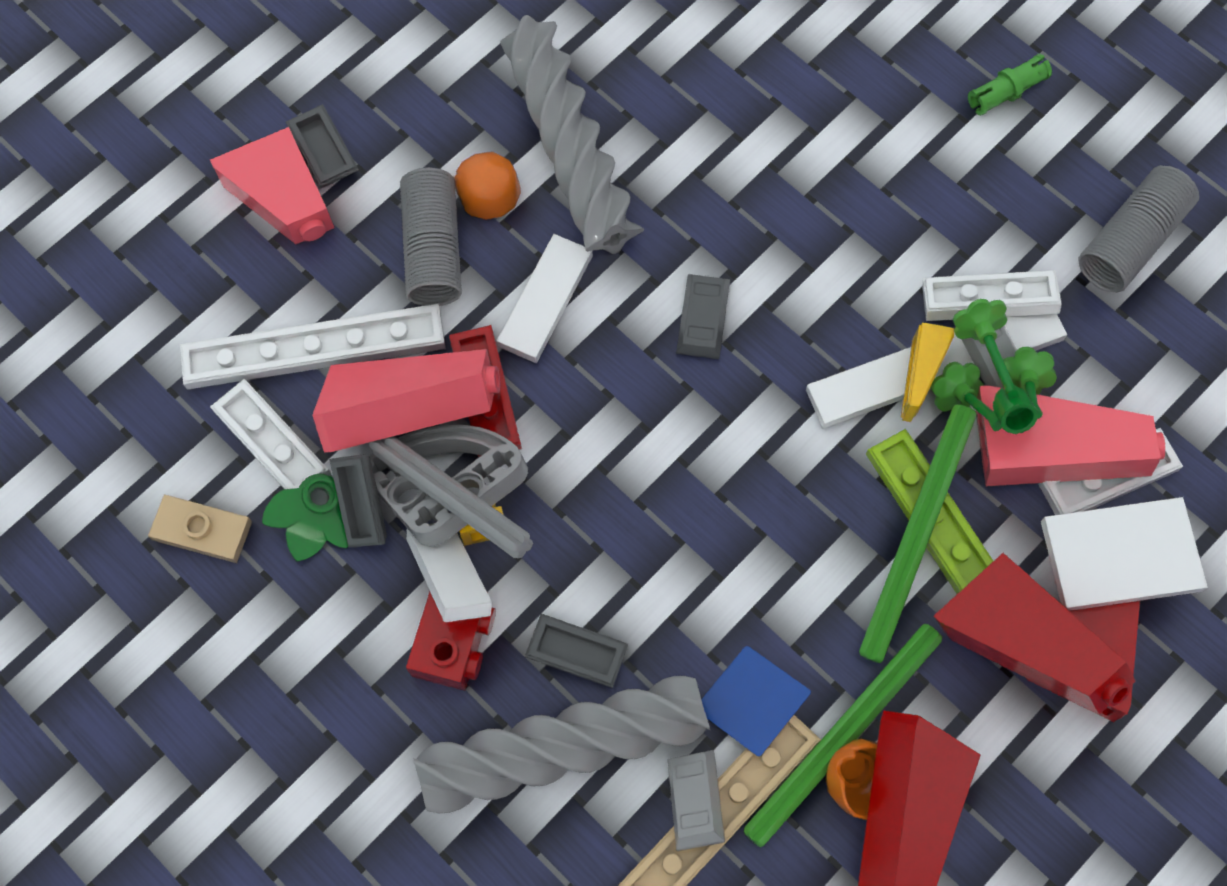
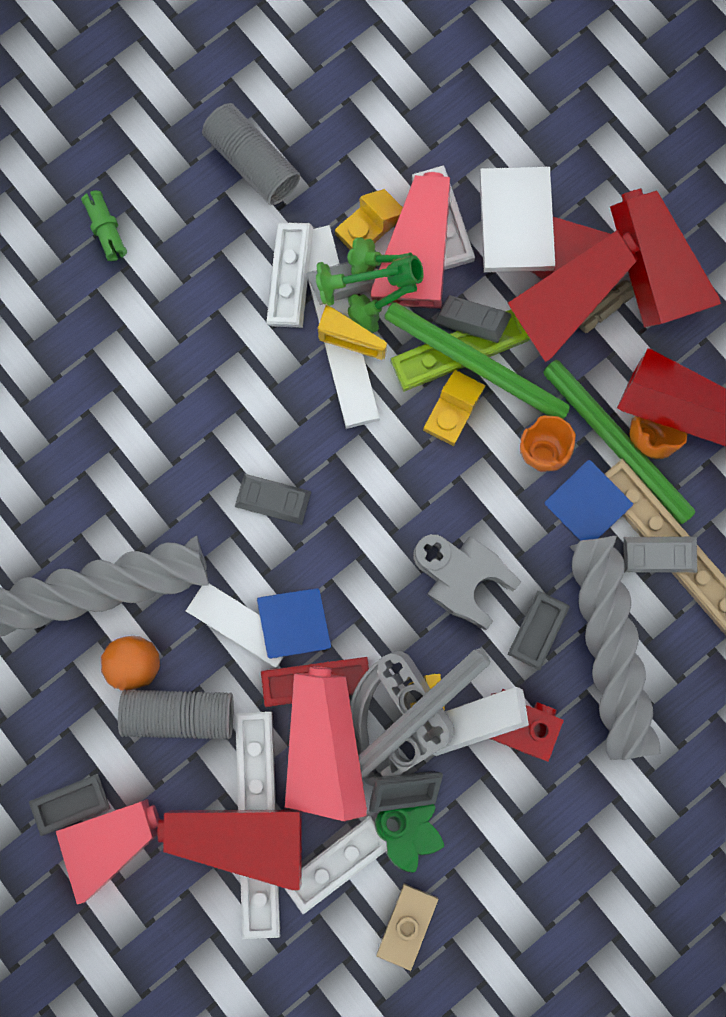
camera: 85 degrees left, 10 degrees up
(287, 324) = (243, 842): none -> red slope
(552, 354) = (293, 623): none -> blue sticker
(635, 541) = (460, 573): none -> light grey piece
(822, 633) = (548, 443): none -> orange hair
(856, 516) = (454, 407): none -> yellow slope
(977, 522) = (473, 318): none -> dark grey tile
(1033, 701) = (622, 293): none -> dark tan axle
(1087, 383) = (372, 220): none -> yellow slope
(1103, 757) = (667, 273): none -> red slope

